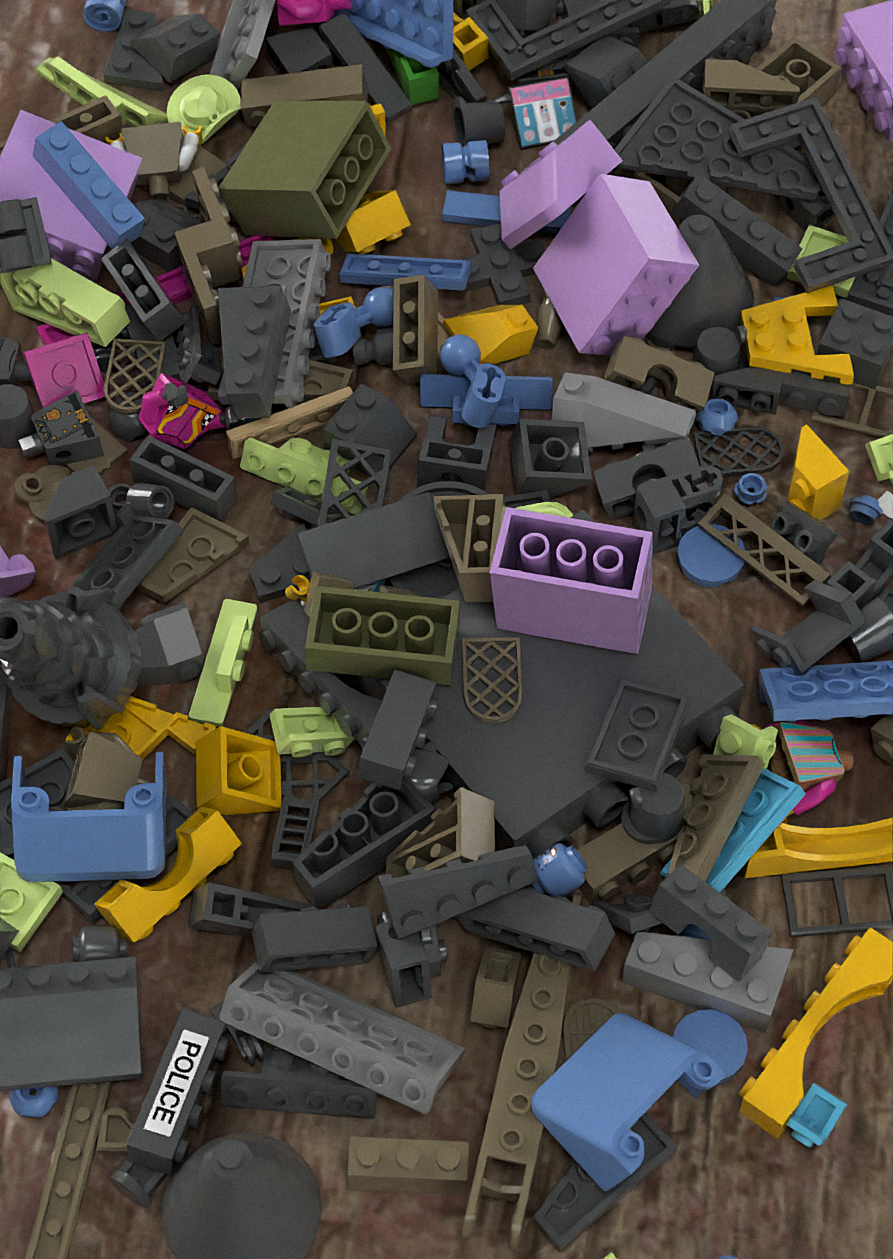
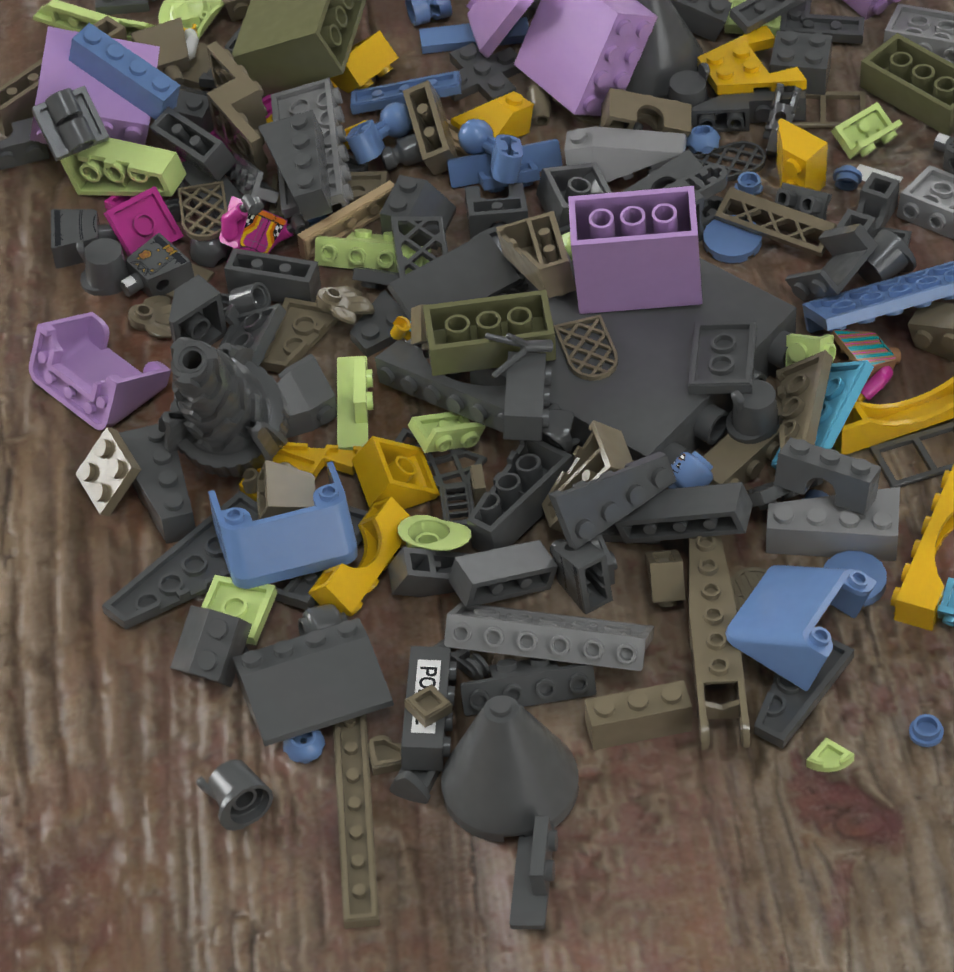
camera: 10 degrees left, 10 degrees down
(173, 1099) = (428, 705): none -> dark tan tile
(250, 534) = (343, 303): none -> dark tan plate
(252, 867) = (433, 533): none -> yellowish green piece
(325, 809) = (477, 482): none -> dark tan tile
(417, 672) = (526, 346): none -> dark grey plant
(810, 404) = (779, 111): none -> dark grey hinge

